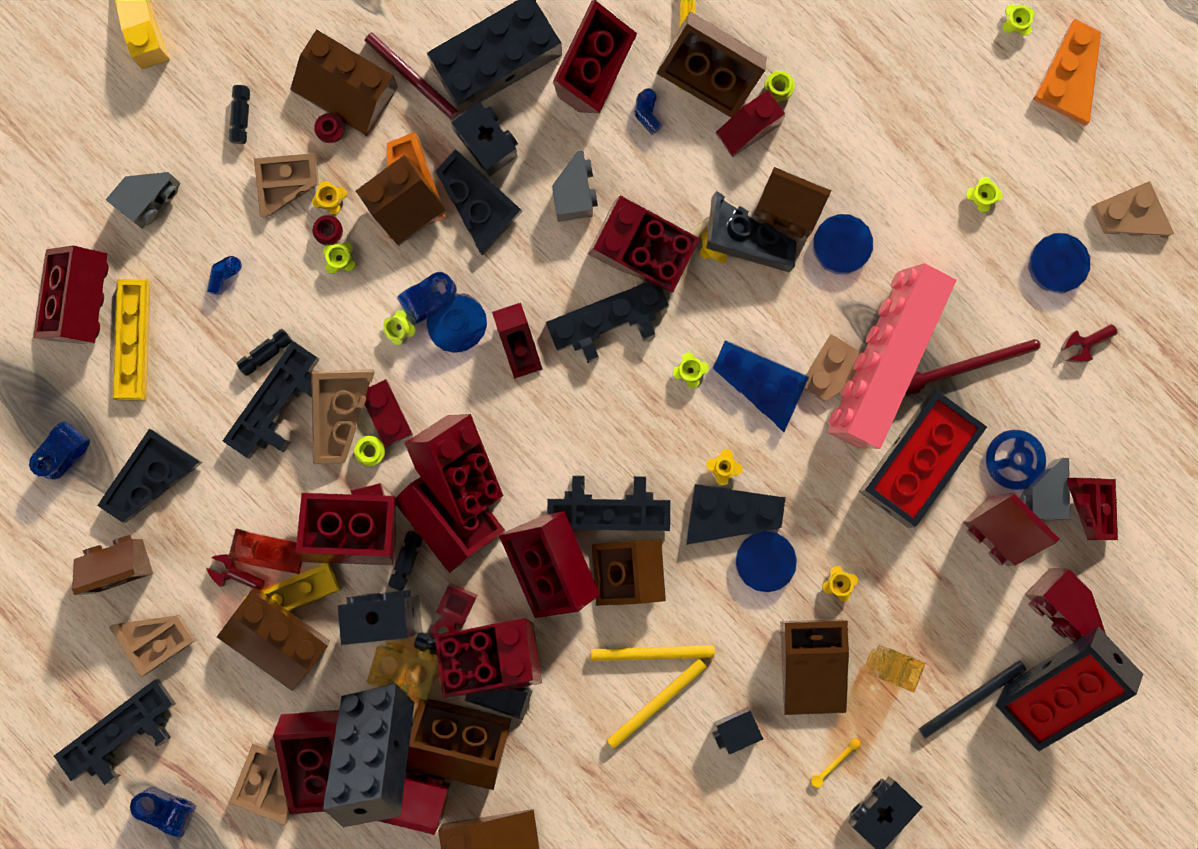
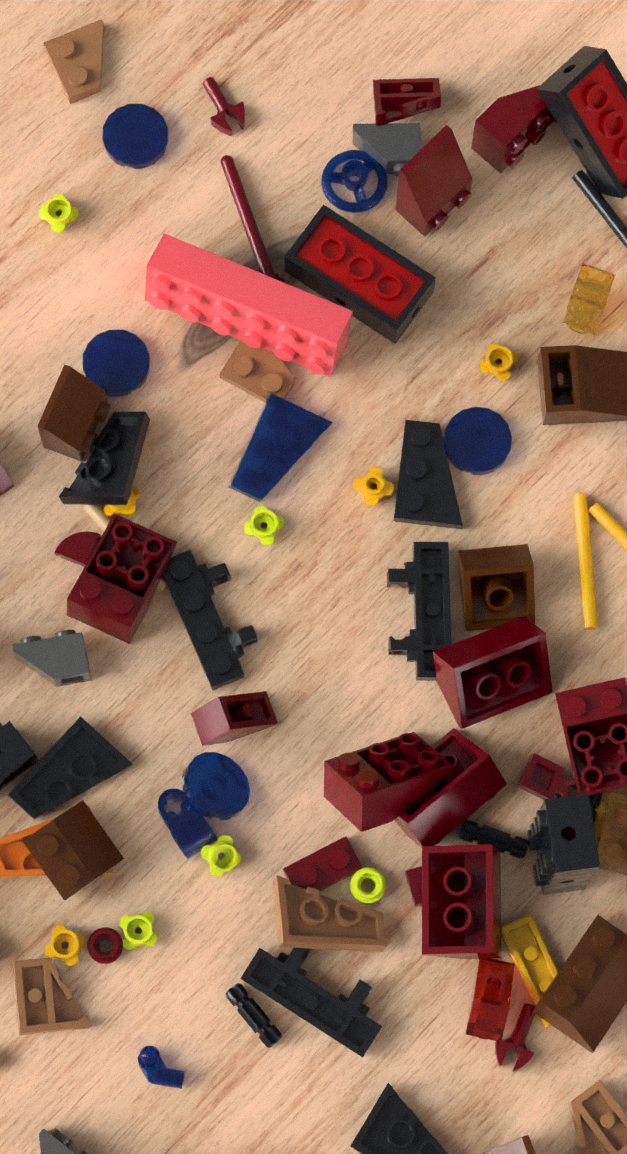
camera: 90 degrees left, 10 degrees down
(674, 210) = (78, 547): none -> dark red tile

